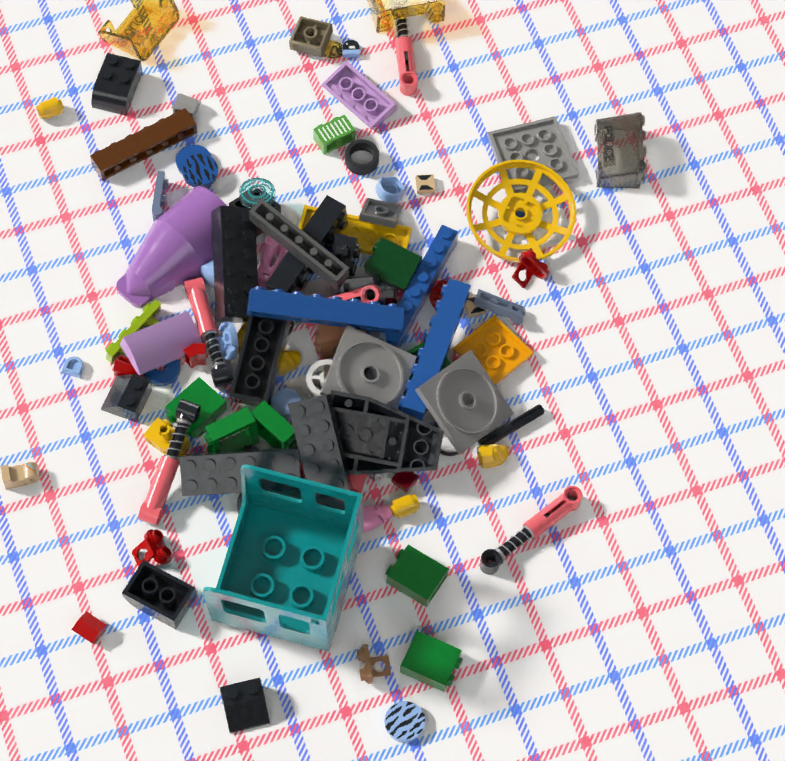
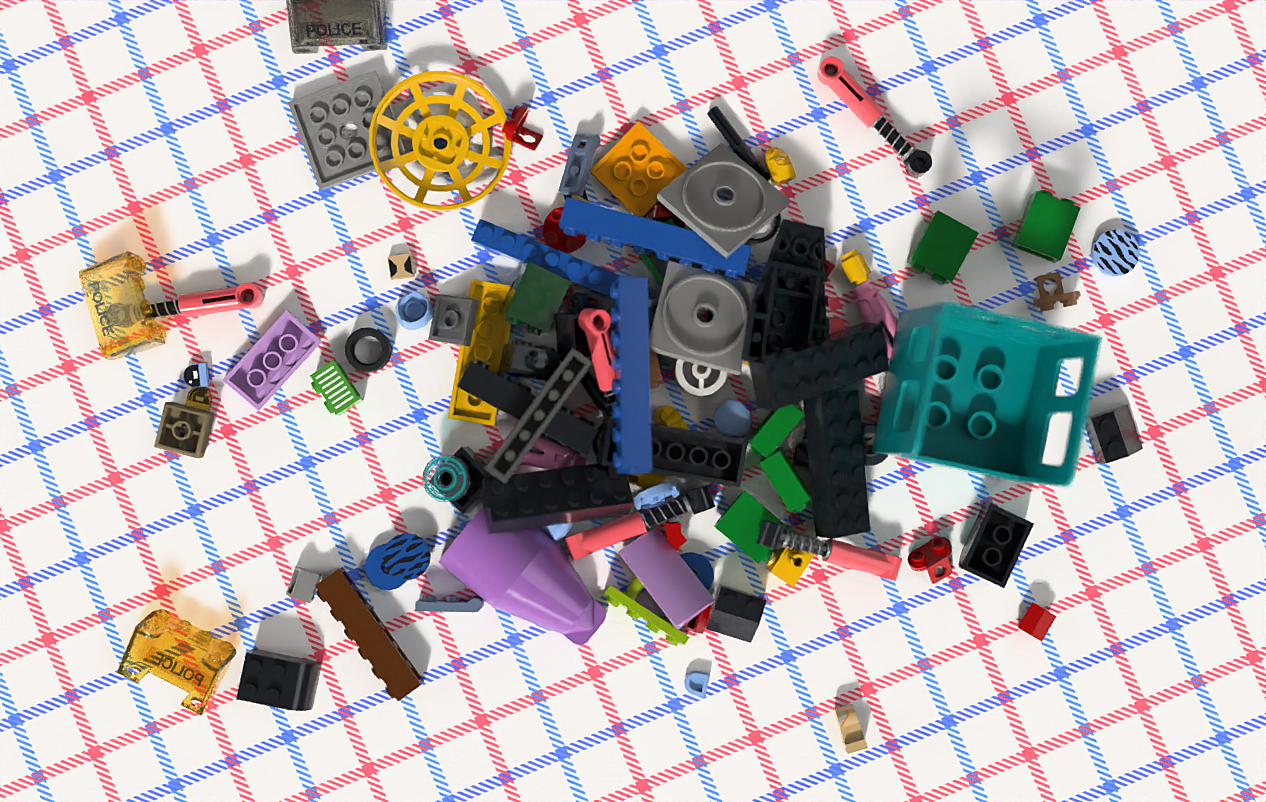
camera: 90 degrees left, 25 degrees up
(49, 108) = (323, 763): yellow brick -> none

